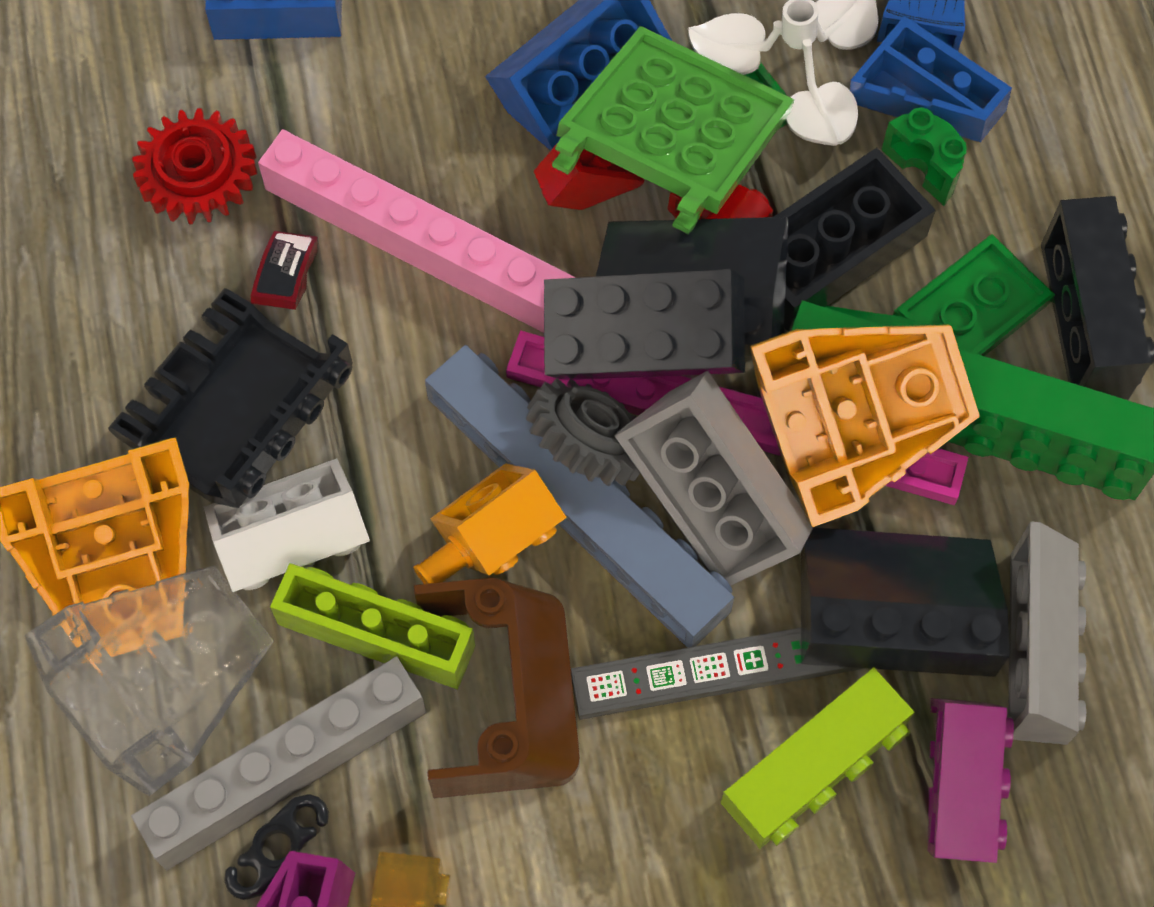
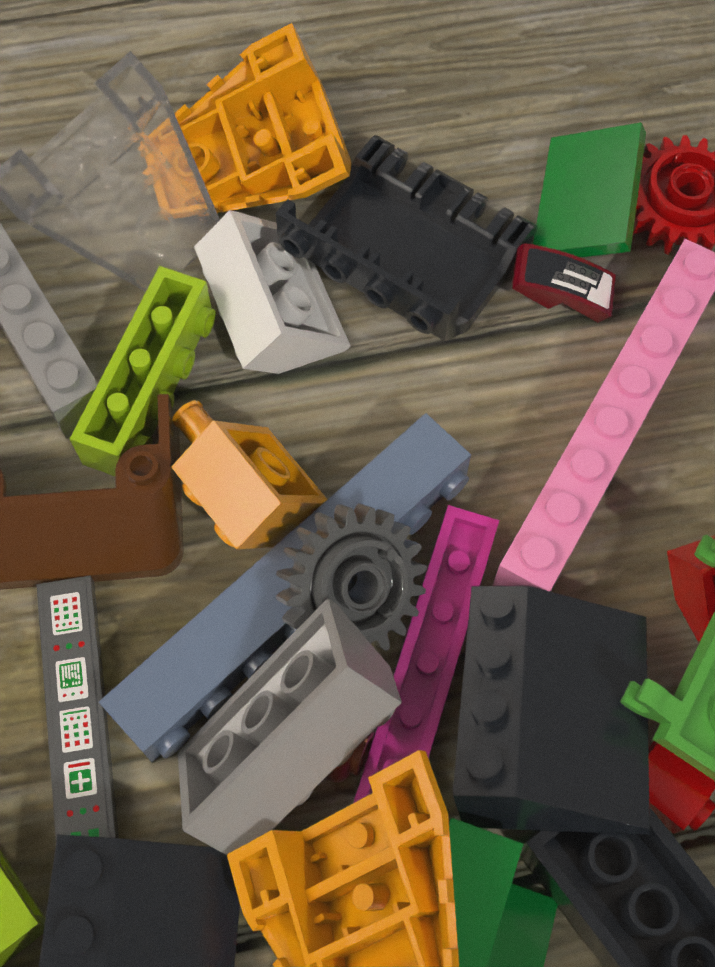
camera: 90 degrees right, 0 degrees up
(189, 242) = (591, 191): none -> green tile
(644, 325) = (470, 638): black brick -> none

